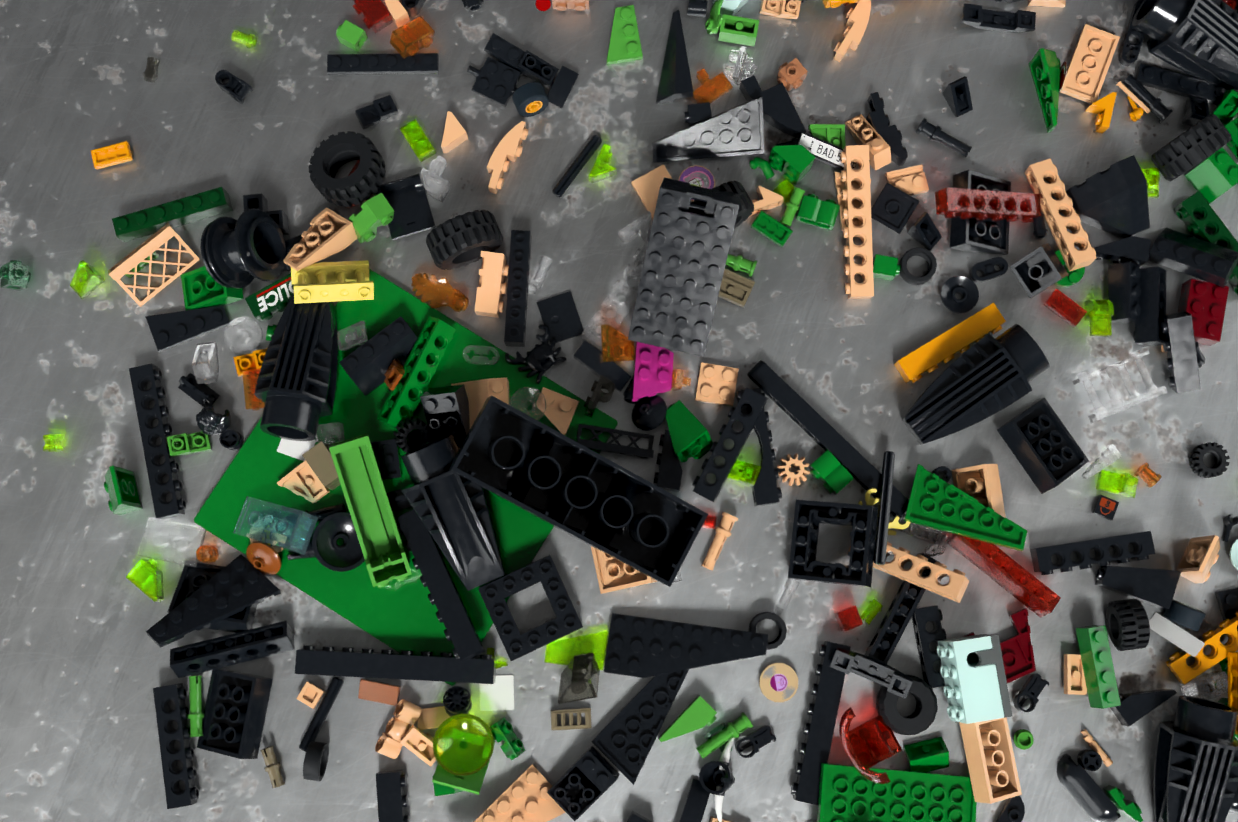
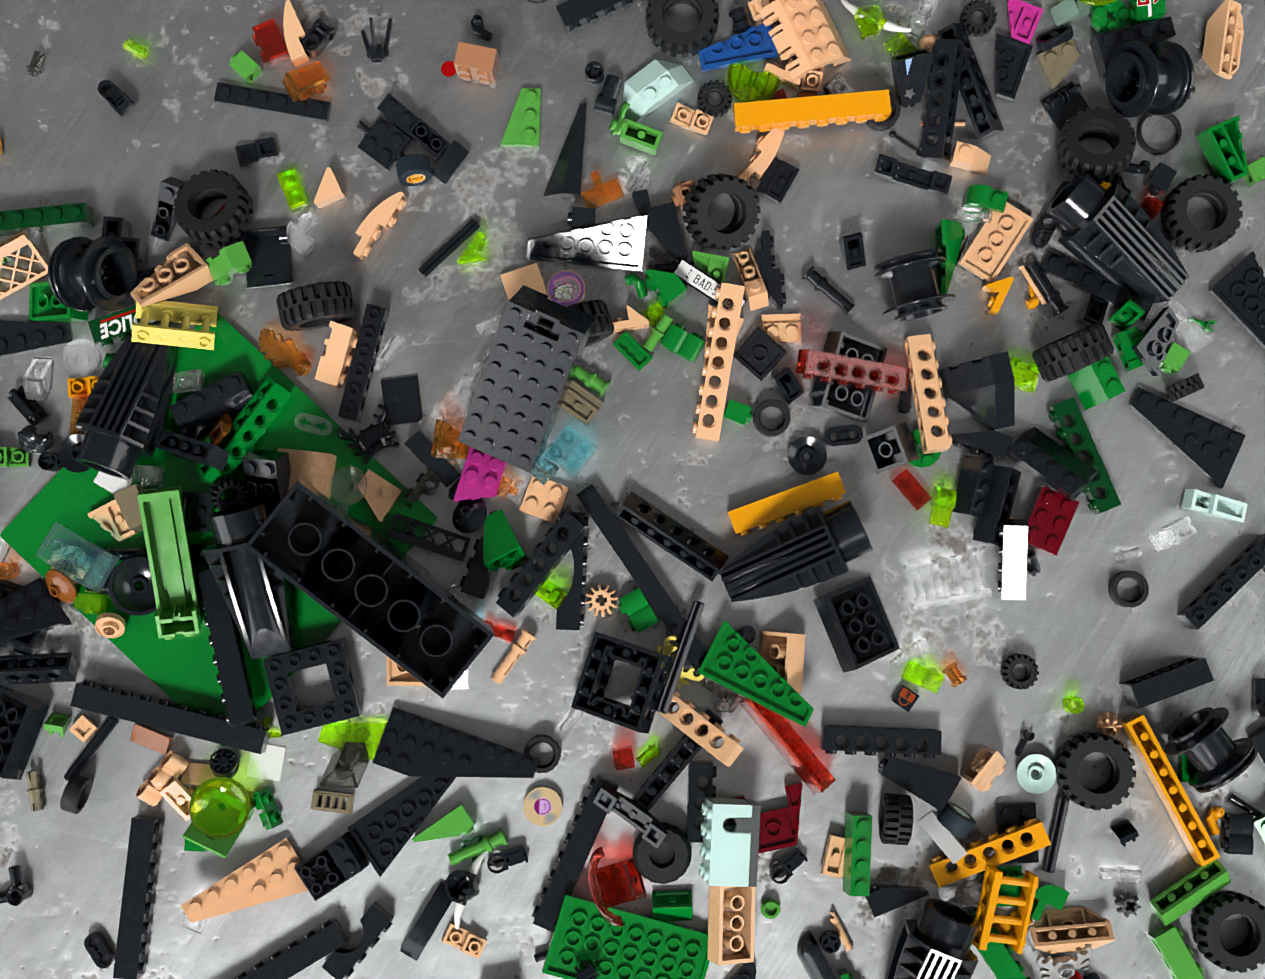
camera: 15 degrees right, 5 degrees up
(248, 427) = (68, 451): none -> black dish
(283, 694) = (57, 723): none -> bright green tile
(296, 568) = (91, 603): none -> clear neon green brick
(300, 184) = (164, 218): none -> black slope
(319, 586) = (110, 625): none -> light nougat plate
(371, 398) = (192, 450): none -> black brick
(712, 357) = (546, 472): none -> clear light blue slope
(734, 333) = (571, 451): none -> clear light blue slope
(848, 395) = (671, 536): none -> black brick
(850, 75) = (744, 211): none -> black tyre
(873, 46) = (777, 180): none -> black plate
(1027, 113) = (914, 284): none -> black wheel
(1063, 43) = (973, 215): none -> clear cylinder
(1068, 25) = (985, 198): none -> green brick

